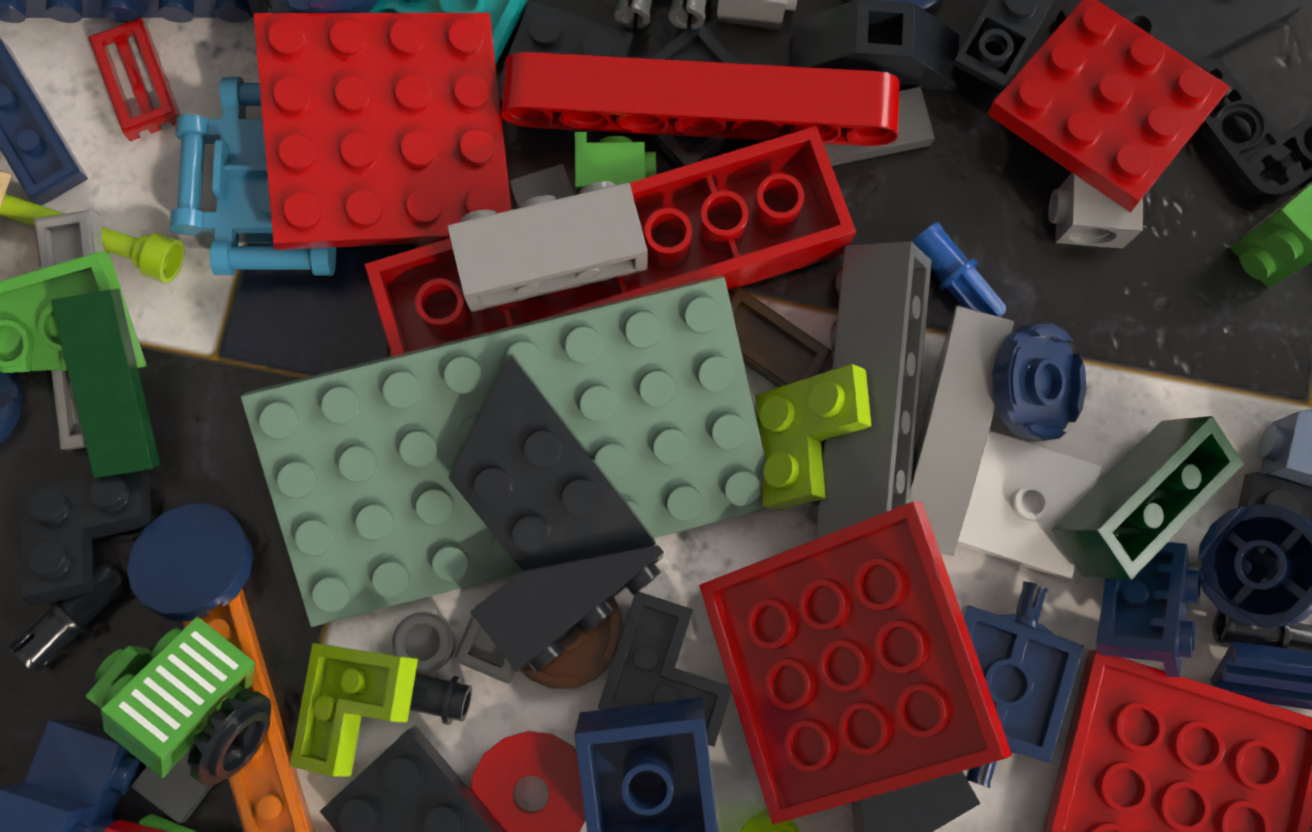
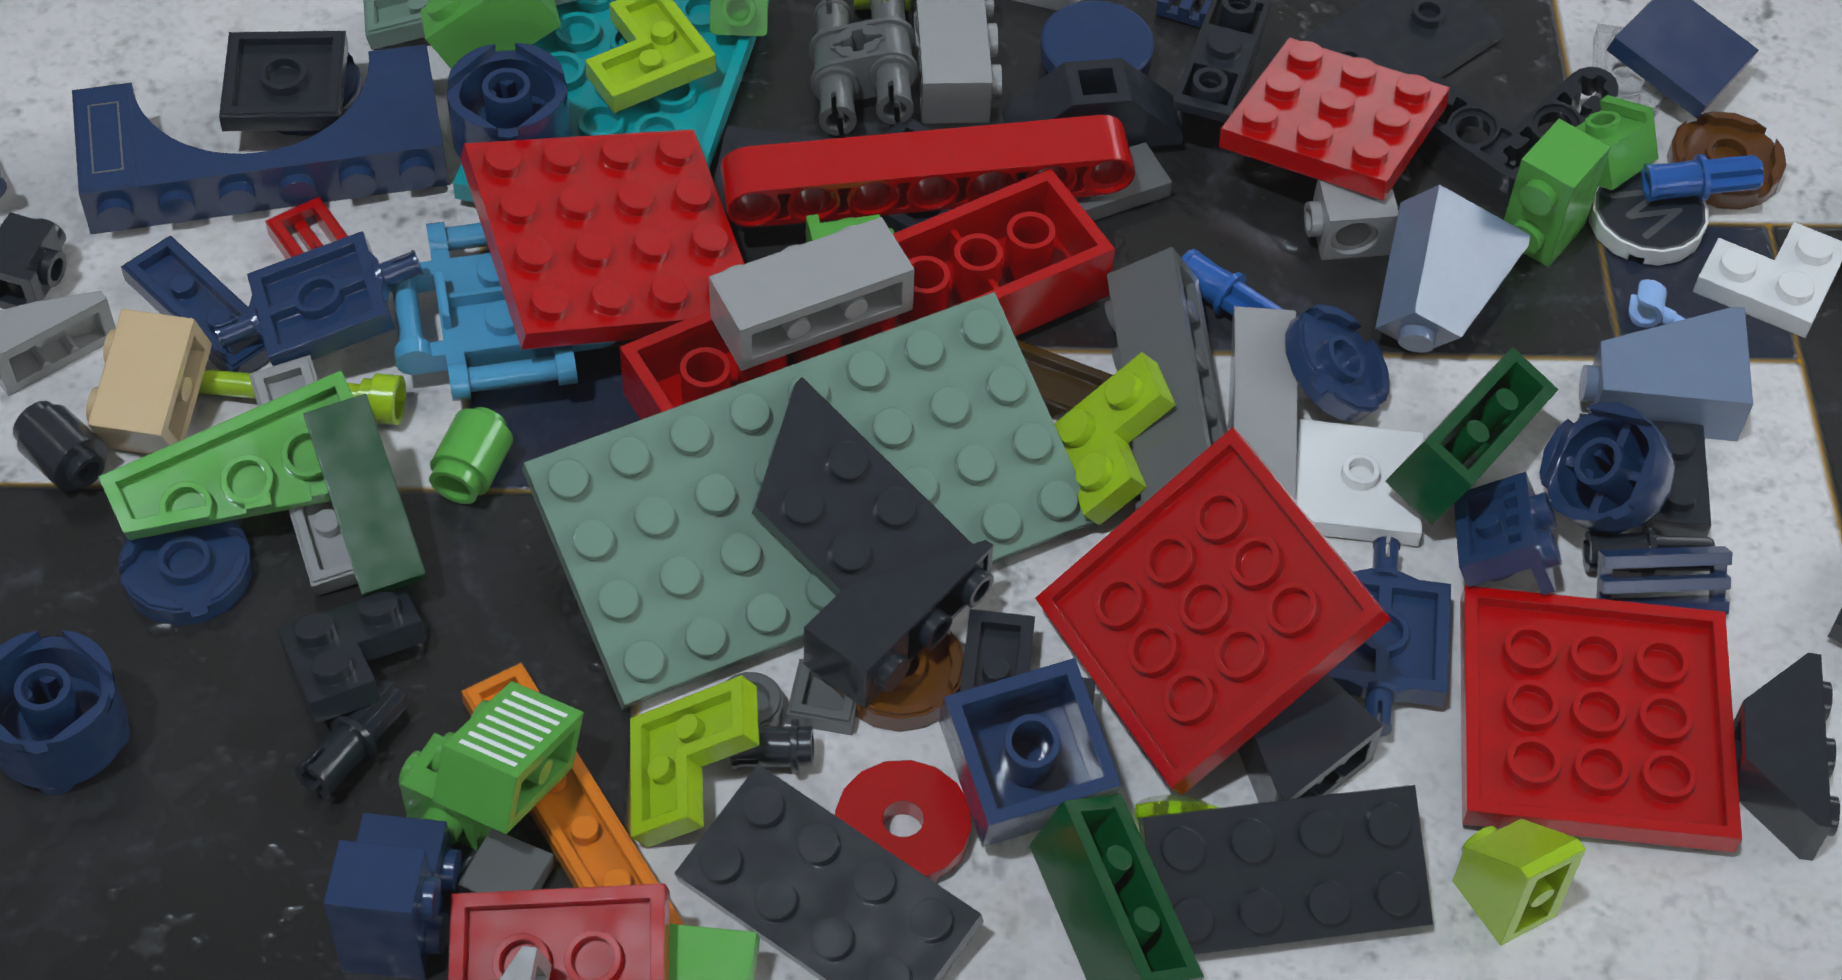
camera: 10 degrees left, 25 degrees down
(110, 149) = (320, 300): none -> dark blue plate
(190, 562) = (478, 657): dark blue tile -> none
(223, 334) = (470, 455): none -> bright green brick
(230, 737) = (571, 789): black gear -> none
(1168, 298) = (1443, 268): none -> slope

